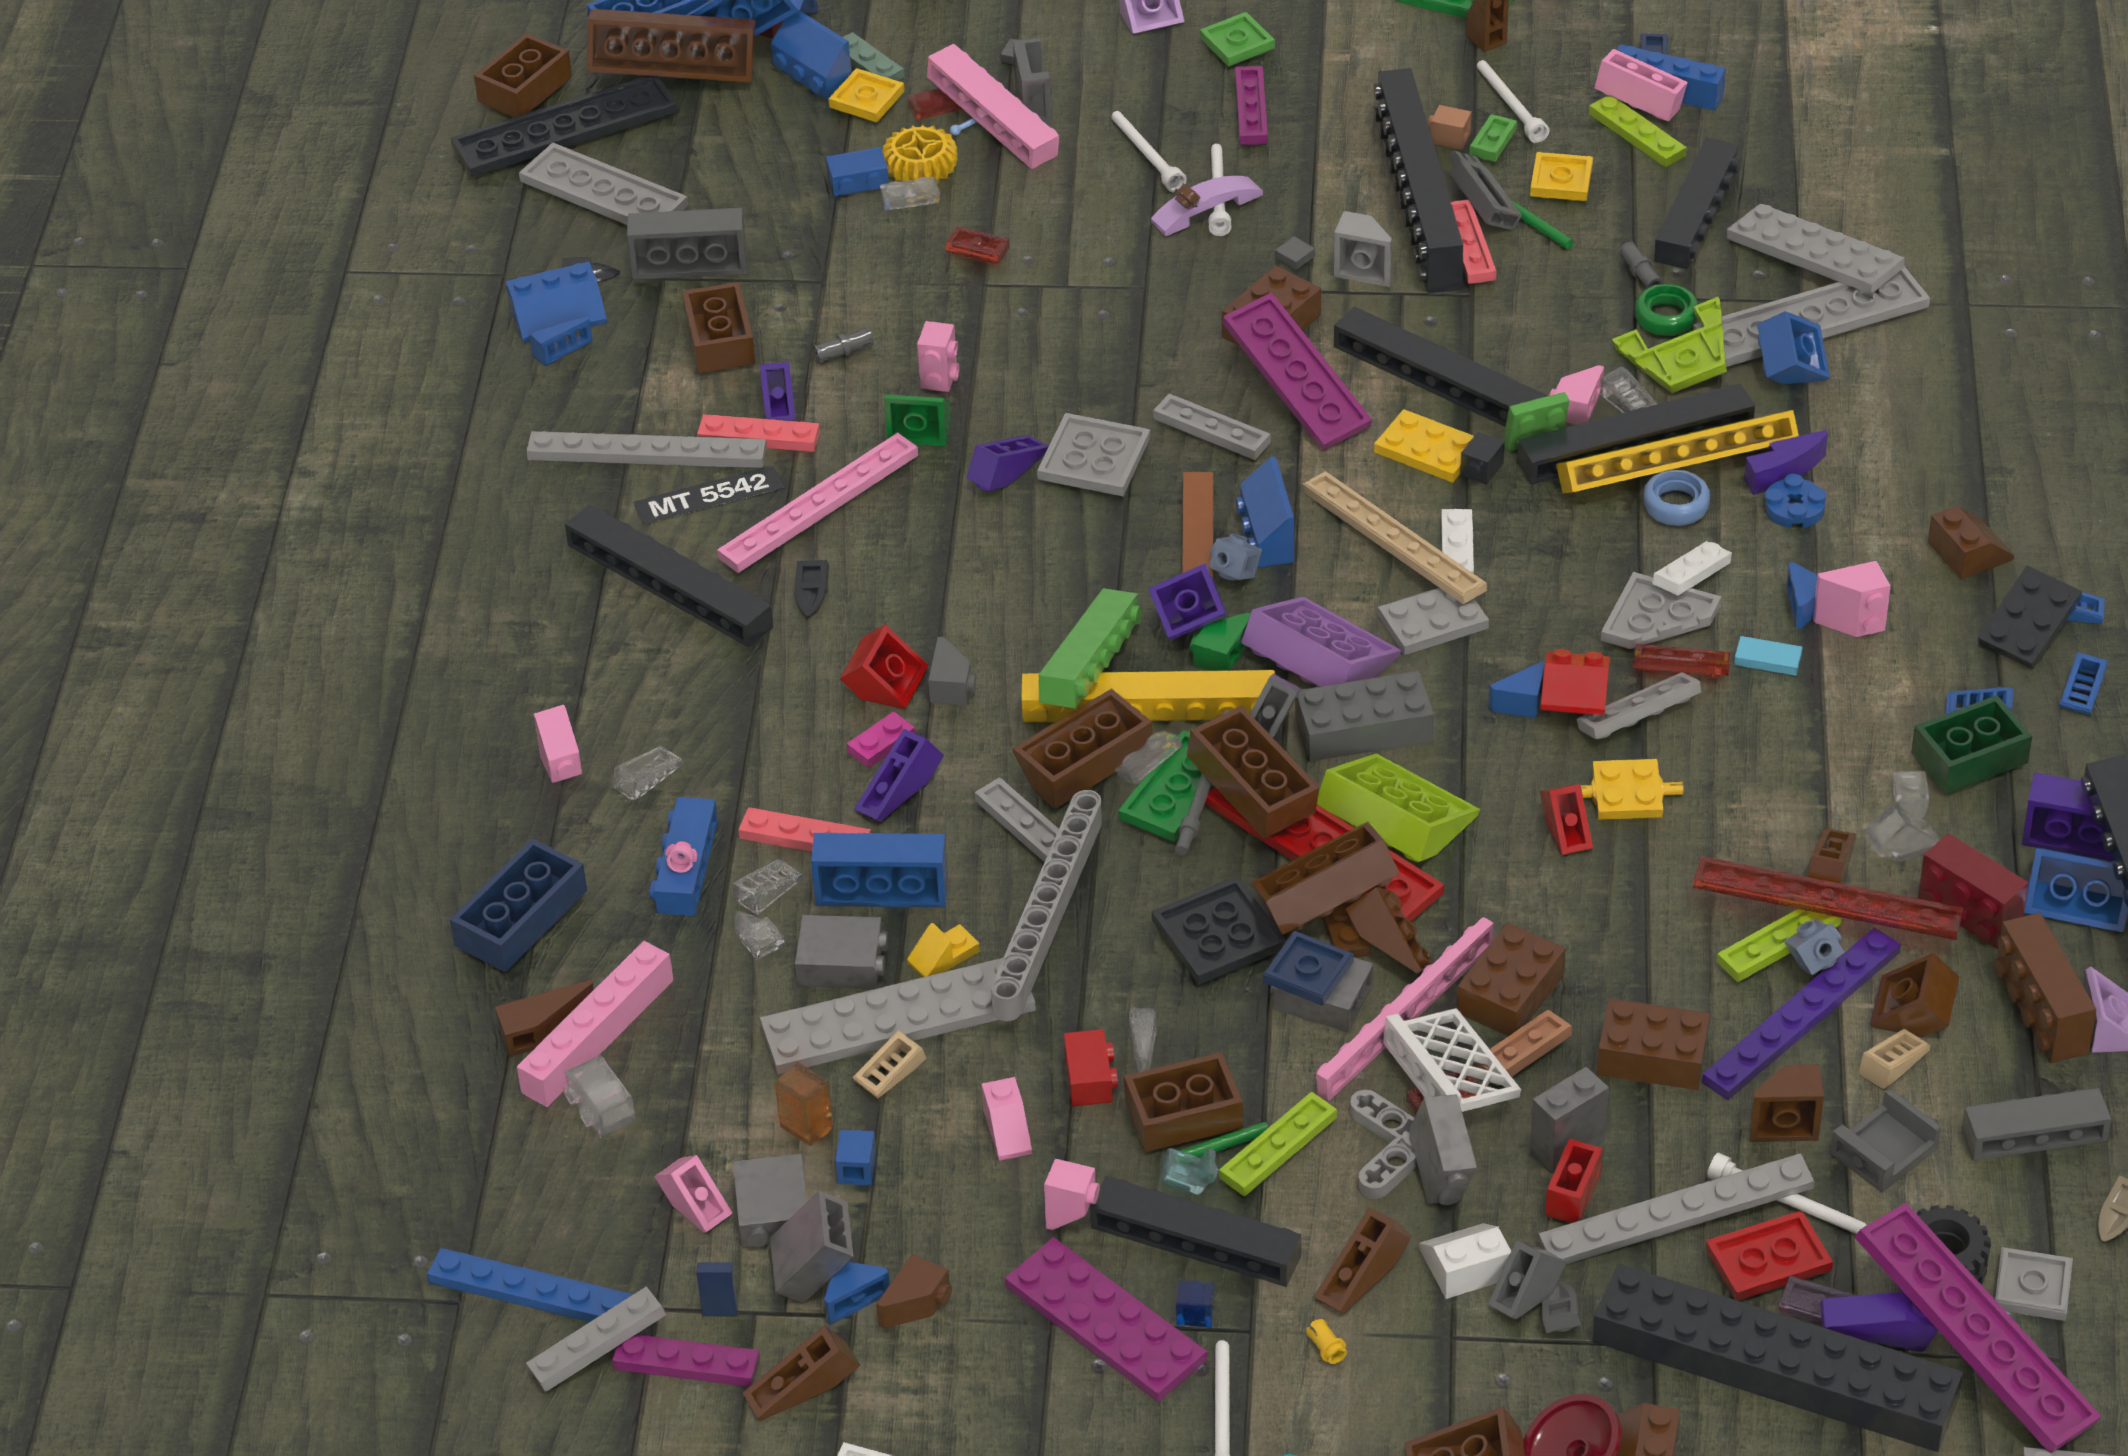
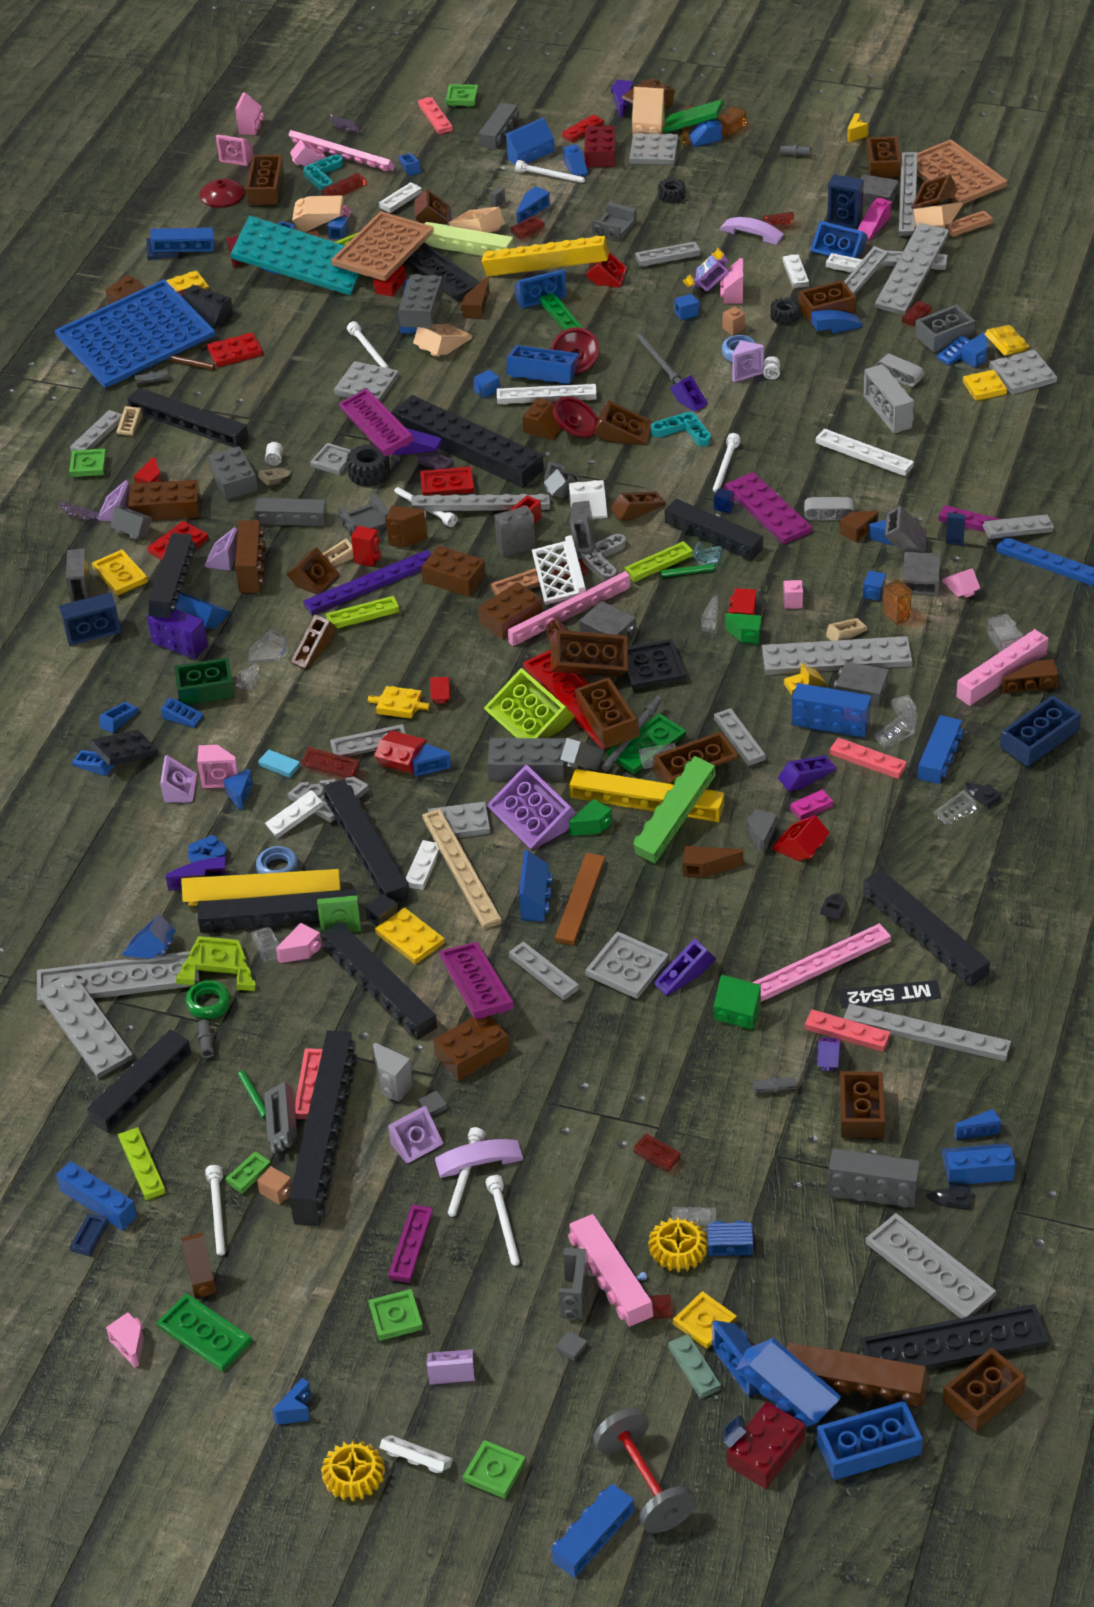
camera: 165 degrees left, 0 degrees up
(557, 744) = (1009, 820): bright pink slope -> none
(606, 808) = (984, 795): none -> black plate
(679, 863) = (944, 726): bright pink plate -> none
(803, 1374) = (918, 499): reddish brown slope -> none
(937, 356) = (712, 1042): bright pink brick -> none
(979, 1324) = (828, 508): none -> light grey beam
(1016, 613) = (710, 860): none -> reddish brown slope
(1046, 906) = (741, 676): light grey beam -> none
(1068, 1193) = (772, 538): bright pink slope -> none
(1072, 1016) = (744, 627): none -> green slope
(1183, 1102) = (700, 577): reddish brown brick -> none
(1186, 196) = (495, 1139): reddish brown plate -> none
(1187, 601) = (604, 834): dark purple slope -> none
(1234, 557) = (564, 865): sand blue brick -> none
(1302, 208) = (414, 1135): none -> lavender slope
(1308, 968) = (614, 618): dark blue tile -> none
(1332, 1348) = (666, 478): yellow pin -> none
(1558, 537) = (365, 841): none -> black brick
(1561, 176) = (218, 1126): yellow plate -> none
(1640, 85) = (123, 1179): bright pink brick -> none
(1815, 946) = (349, 594): sand blue brick -> none
(1828, 898) = (338, 616): clear red plate -> none
(1839, 1046) = (365, 546): none -> red brick
(1914, 585) = (177, 781): none -> lavender slope
(1966, 542) = (123, 804): reddish brown slope -> none
(1968, 879) = (255, 604): dark red brick -> none

